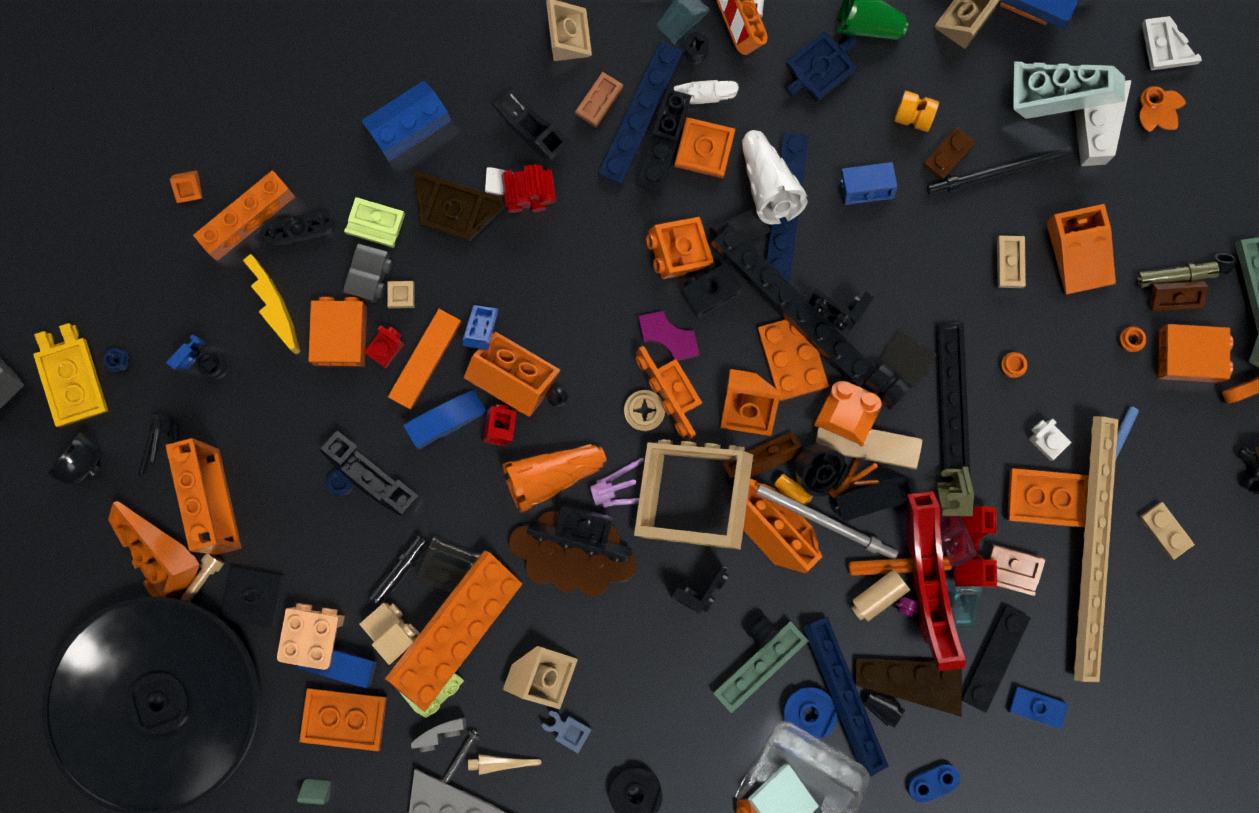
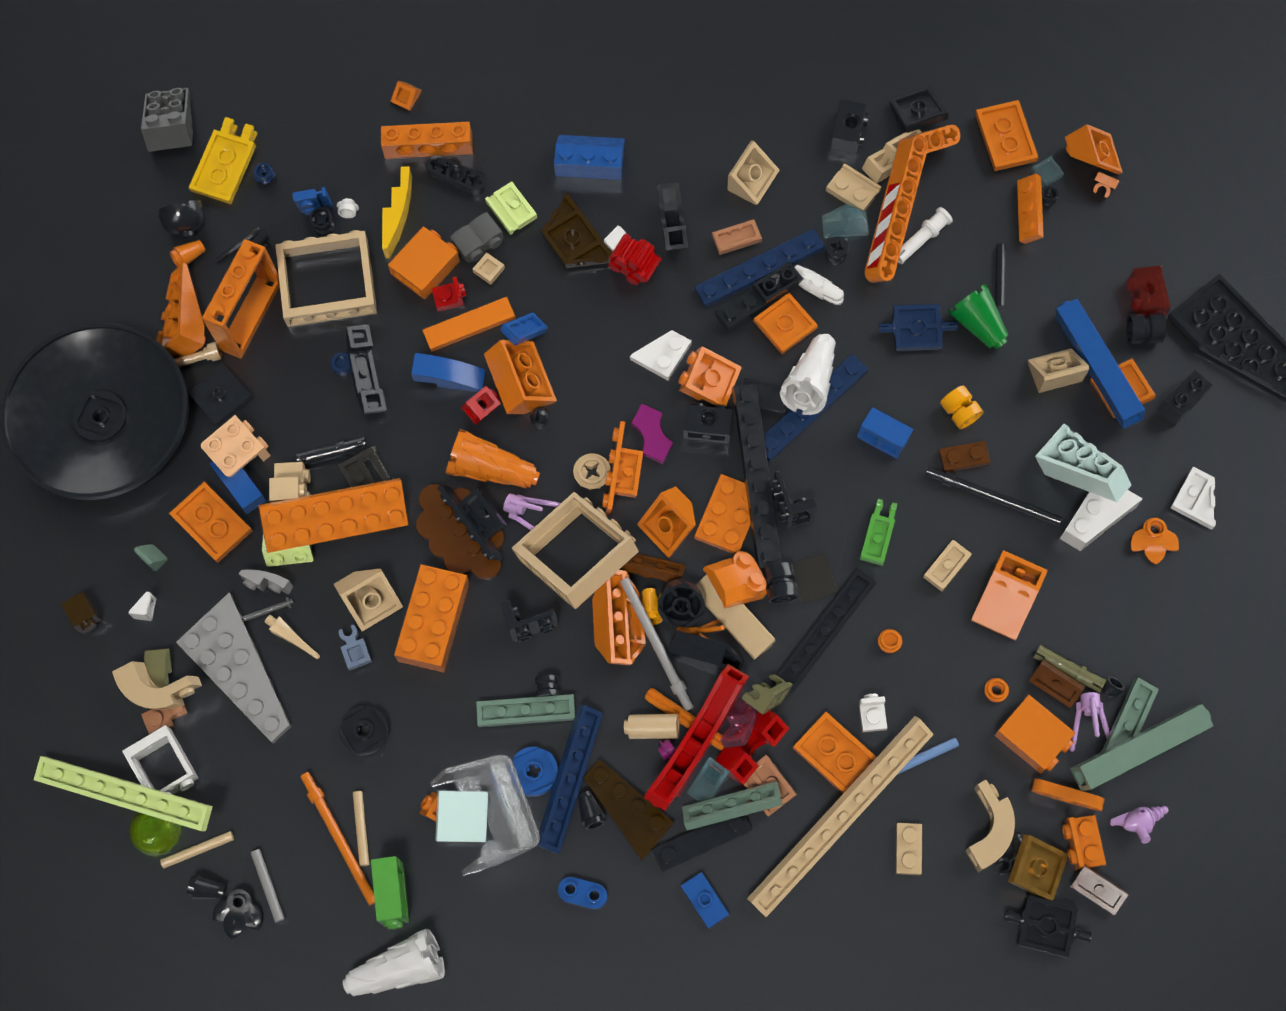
camera: 40 degrees right, 10 degrees down
(107, 489) = (187, 252): none -> orange cone
(223, 334) = (347, 208): none -> white plate
(287, 444) = (331, 310): none -> tan window
(614, 651) = (432, 618): none -> orange brick
(620, 256) = (662, 354): none -> white wing
(932, 277) = (878, 535): none -> bright green hinge
(1001, 611) = (732, 805): none -> sand green plate
(1218, 293) = (1091, 706): none -> lavender plant
(1232, 461) = (1001, 828): none -> tan arch

